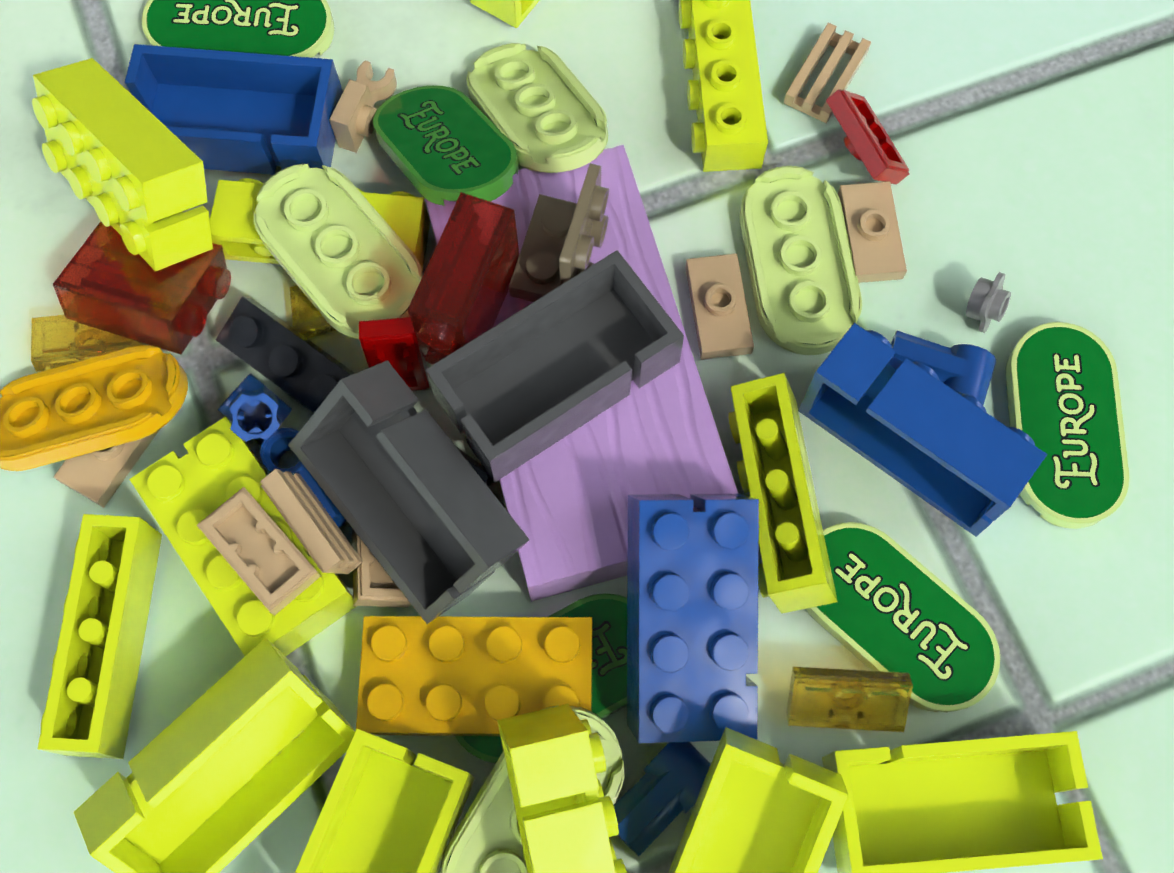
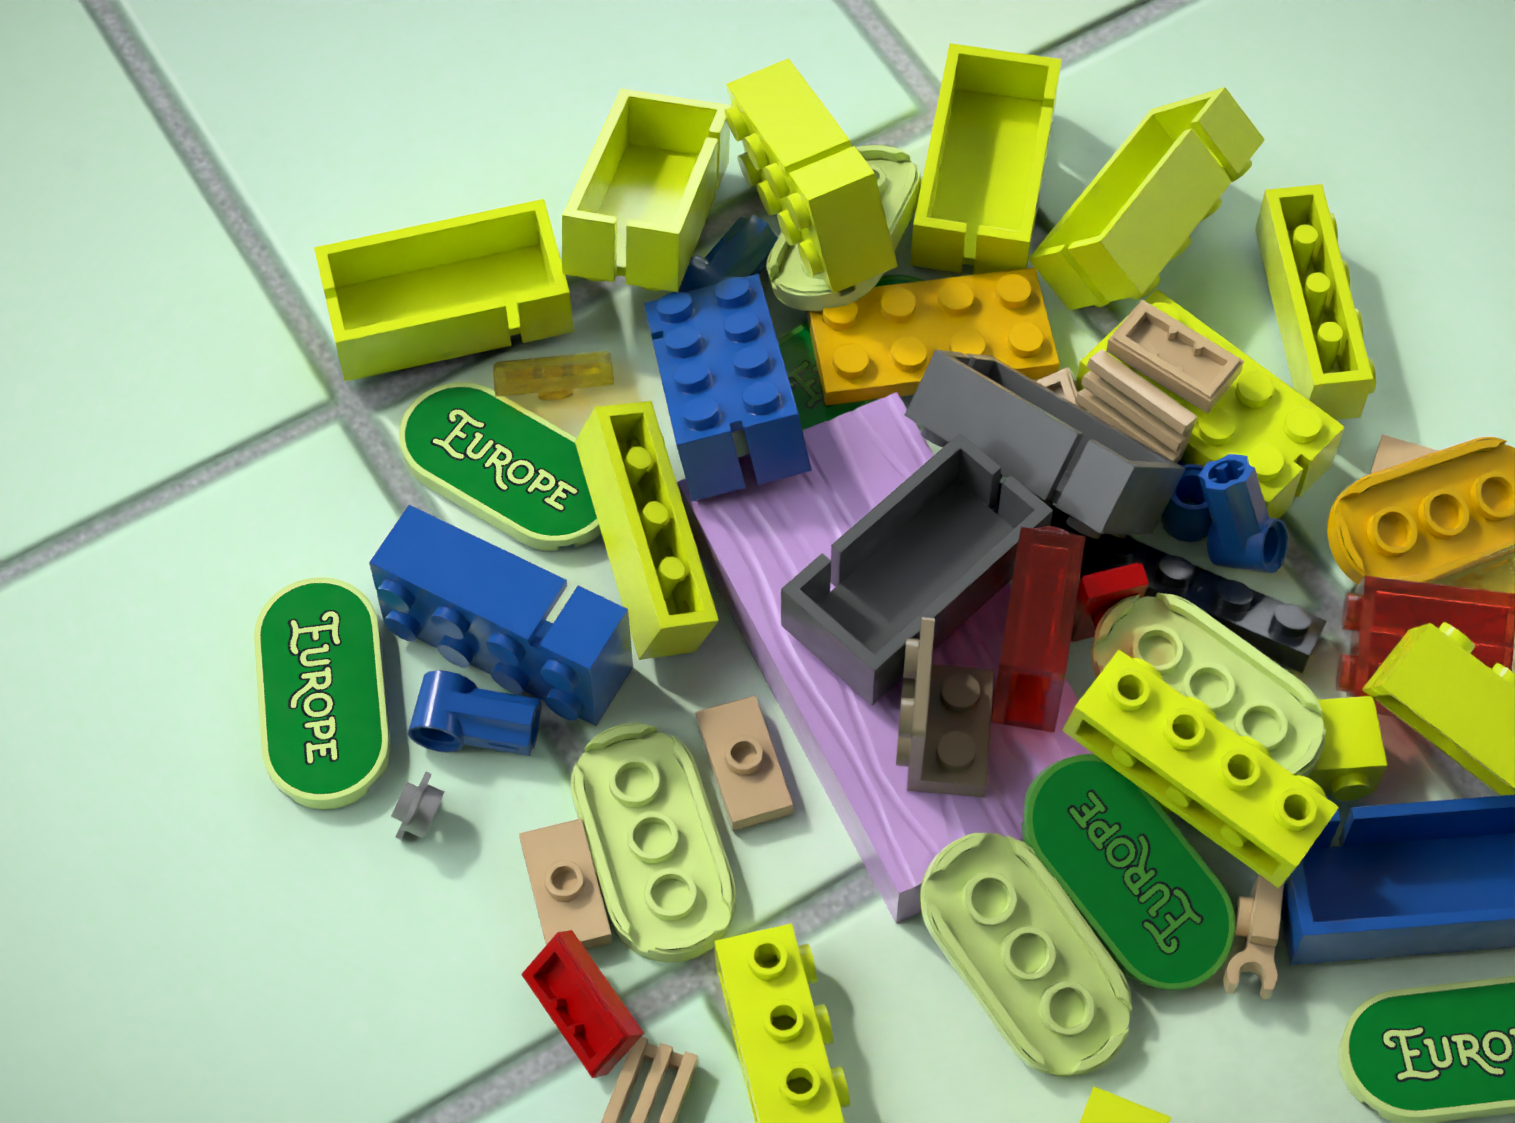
camera: 170 degrees right, 10 degrees down
(370, 152) = (1200, 767): none -> neon yellow brick

